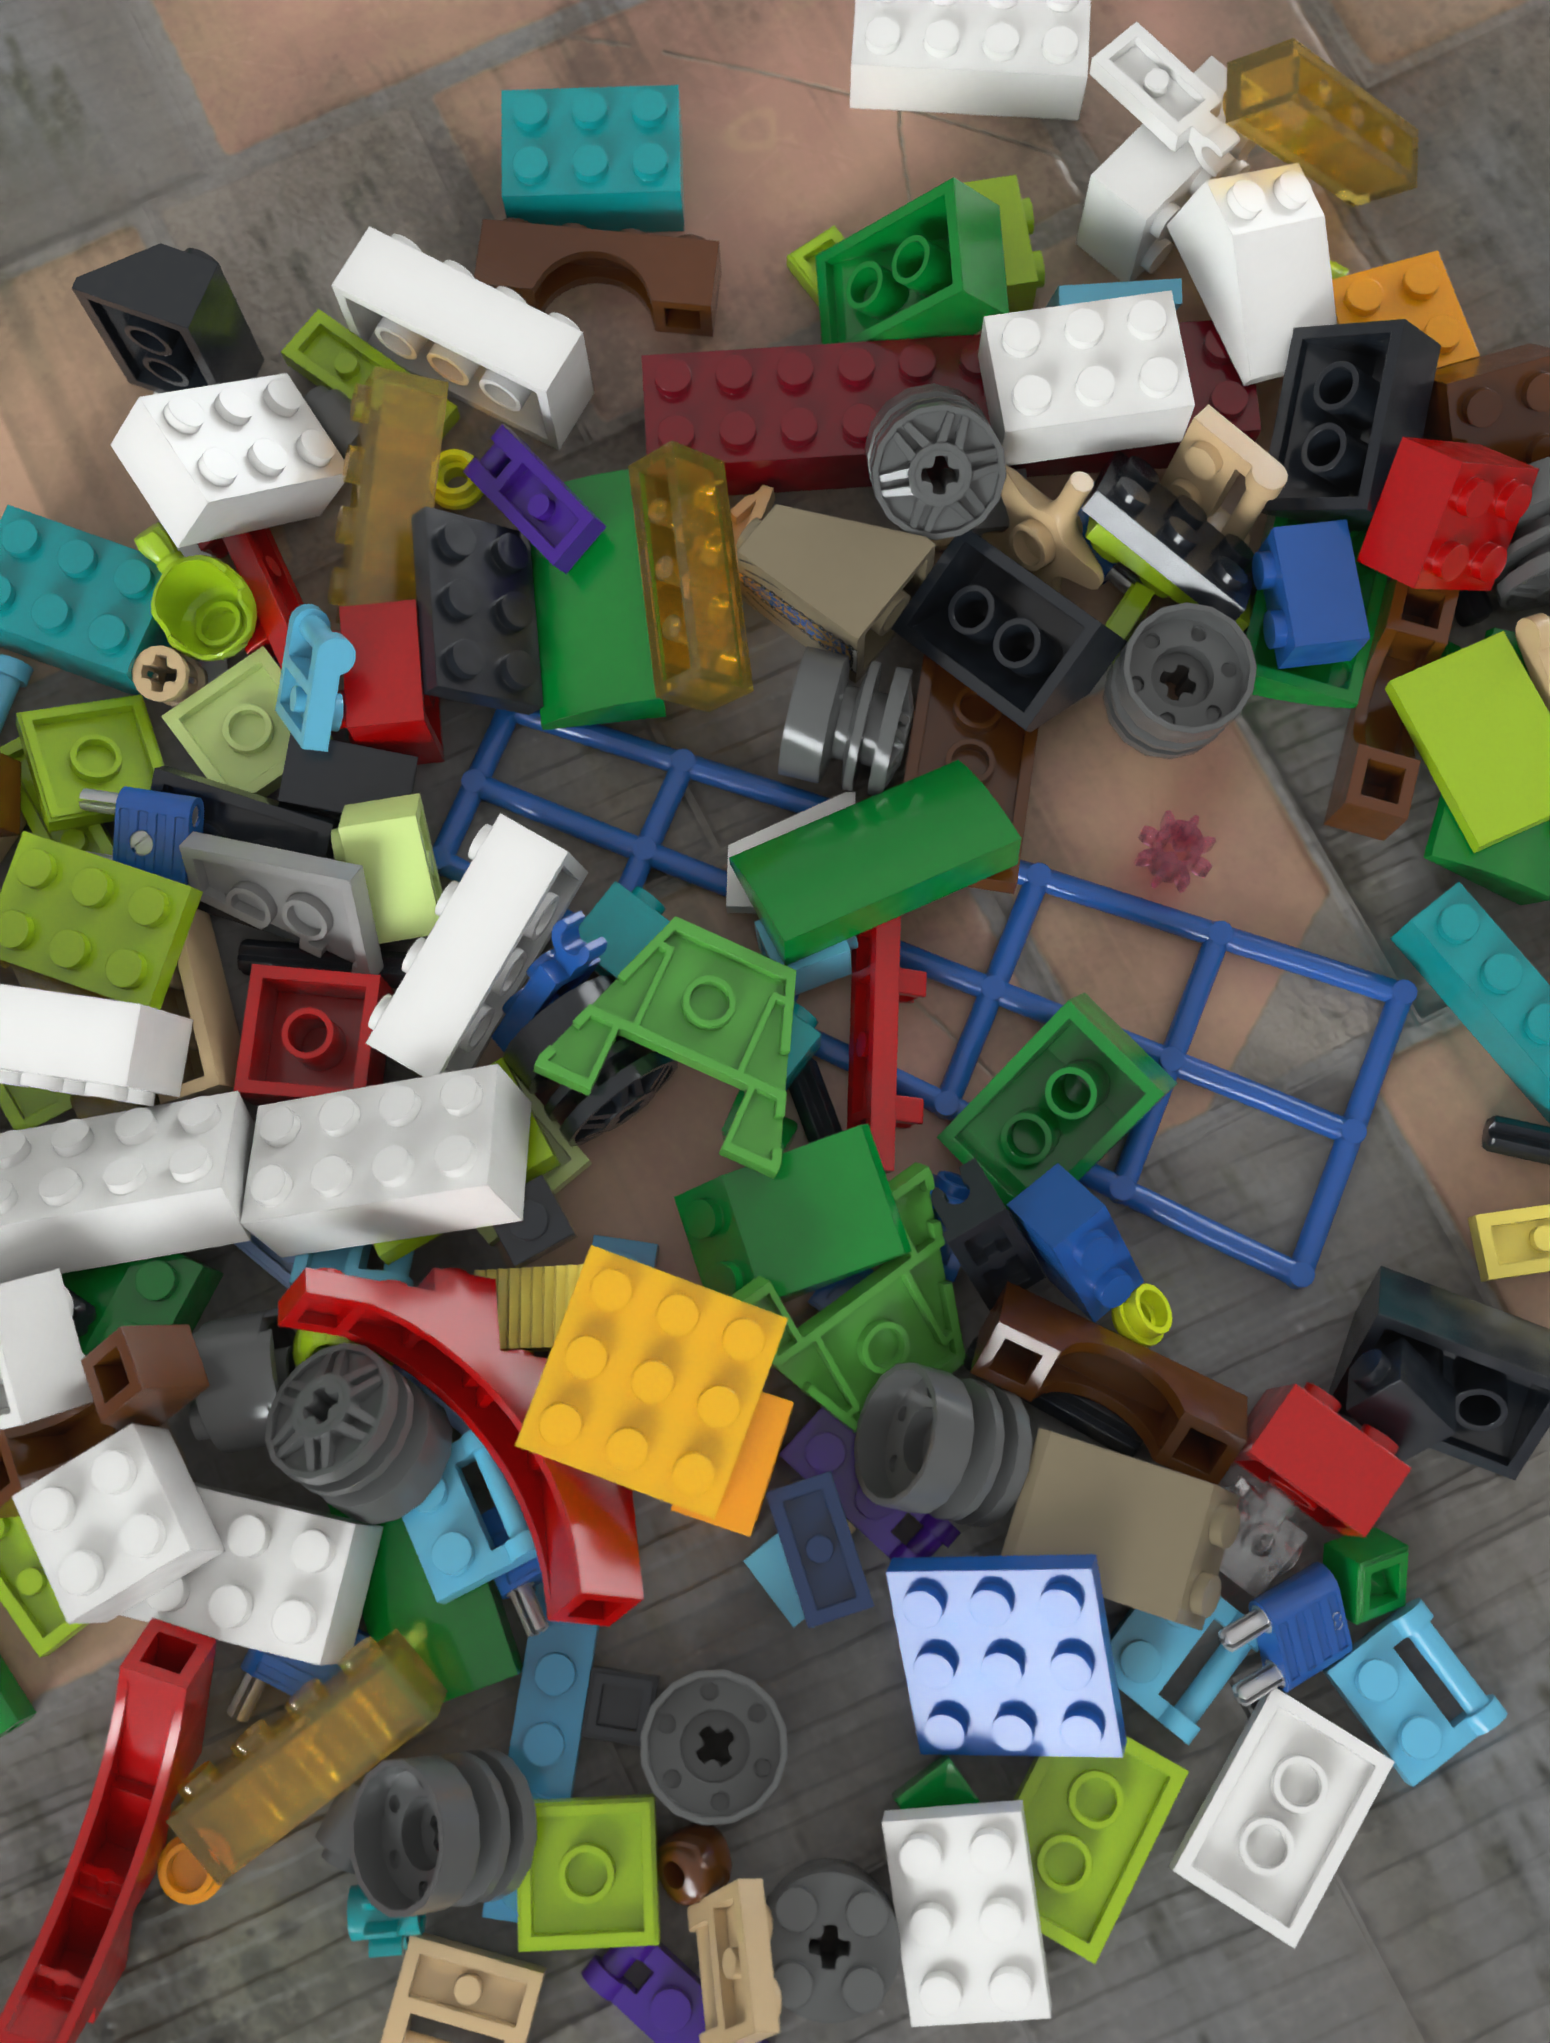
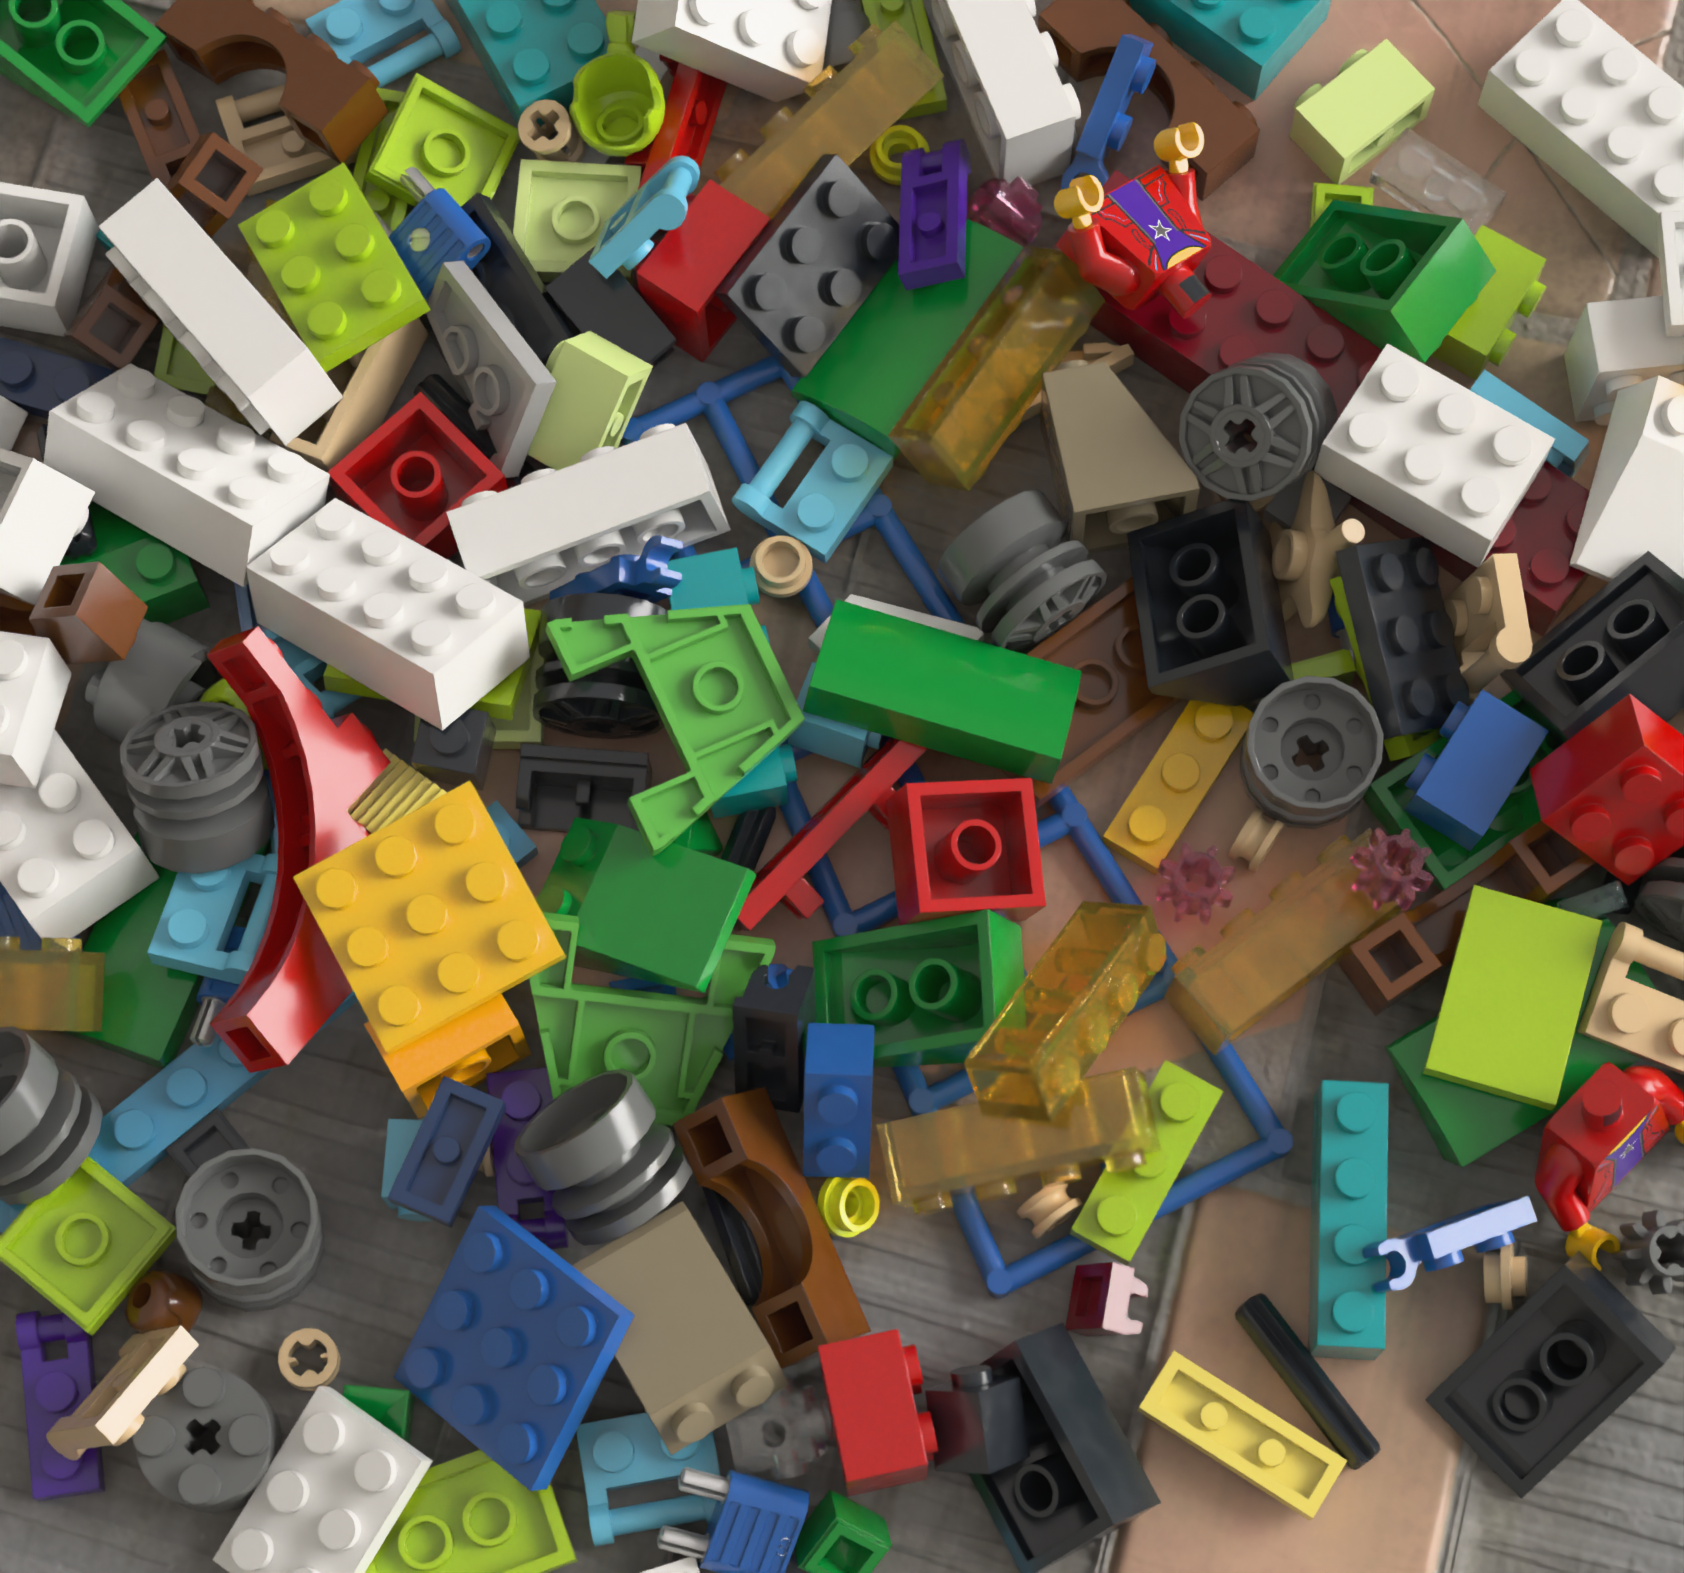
camera: 40 degrees right, 5 degrees down
(580, 452) = (1007, 209): none -> clear pink gear
(599, 326) = (1107, 122): none -> blue plate
(639, 779) = (831, 491): none -> medium azure plate
(654, 866) = (781, 566): none -> tan plate
(655, 1166) = (580, 783): none -> black hinge
(720, 380) = (1143, 233): none -> torso
(775, 173) = (1360, 110): none -> yellowish green brick
(857, 1812) = (308, 1339): none -> tan bush
(872, 186) = (1435, 182): none -> clear plate
(1003, 971) = (965, 849): none -> red brick
(1089, 789) = (1177, 782): none -> yellow plate
(1188, 782) = (1256, 840): none -> tan bush
(1192, 1030) = (1066, 1011): none -> clear yellow brick
(1236, 1156) = (969, 1152): none -> clear yellow brick
(1285, 835) = (1276, 950): none -> clear yellow brick
(1289, 1186) = (1049, 1209): none -> tan bush
(1330, 1091) = (1128, 1200): none -> lime plate
(1335, 704) = (1388, 884): none -> clear pink gear
(1389, 1223) = (1102, 1300): none -> dark red tile
(1476, 621) = (1596, 902): none -> clear light blue tile

